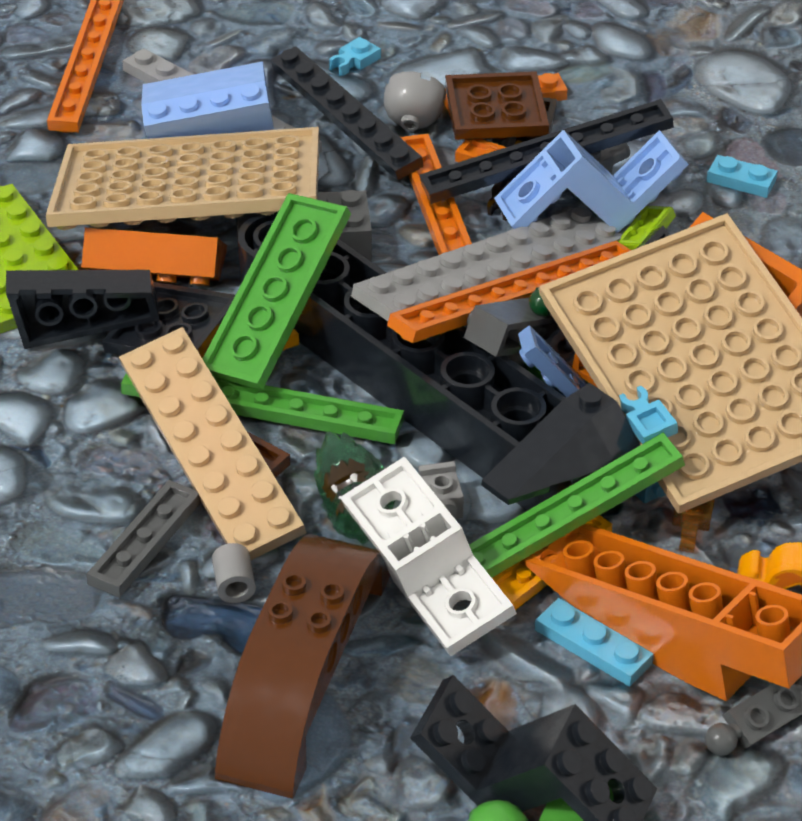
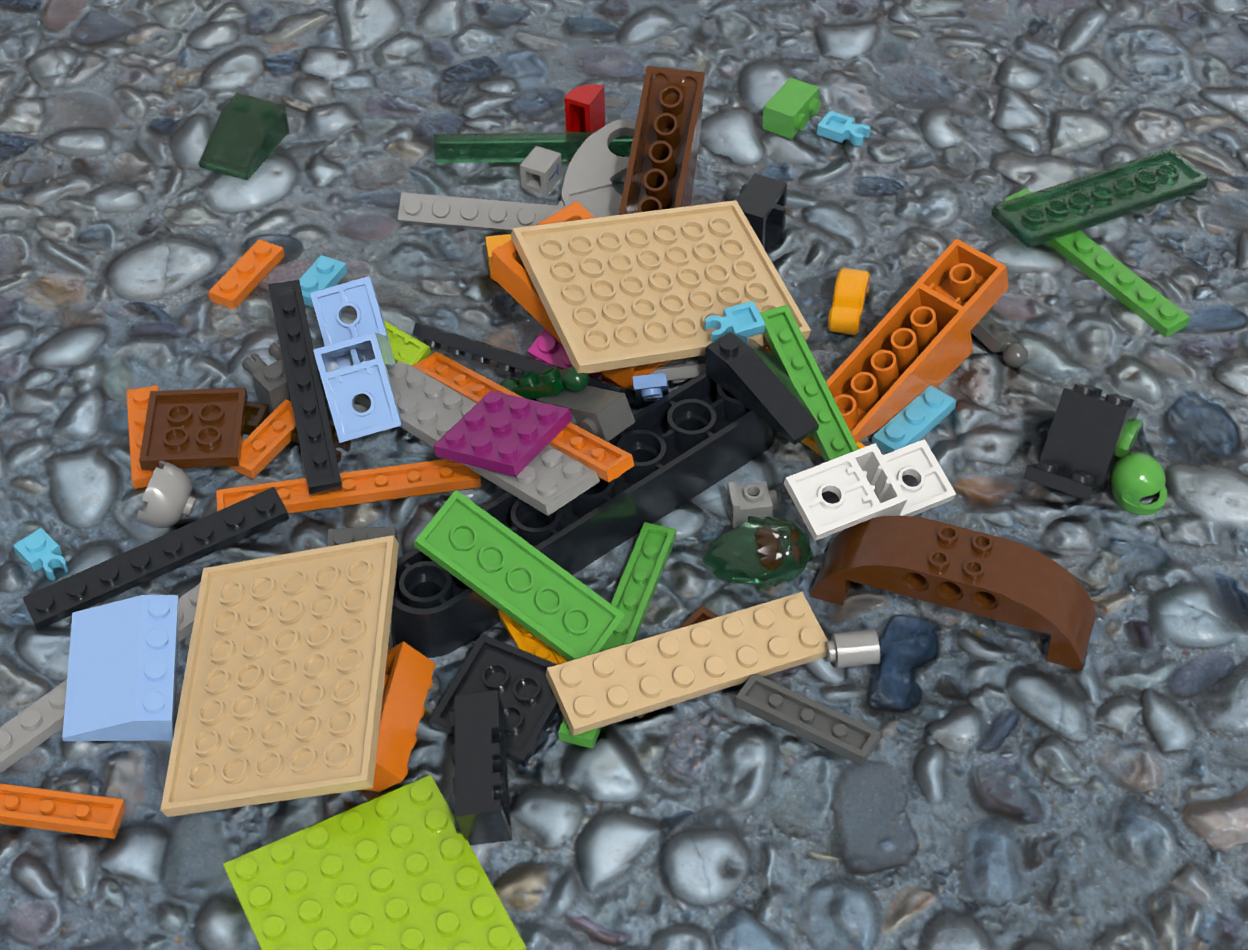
camera: 85 degrees left, 5 degrees up
(467, 263) = (502, 433): none -> magenta plate
(742, 129) = (246, 274): none -> orange plate

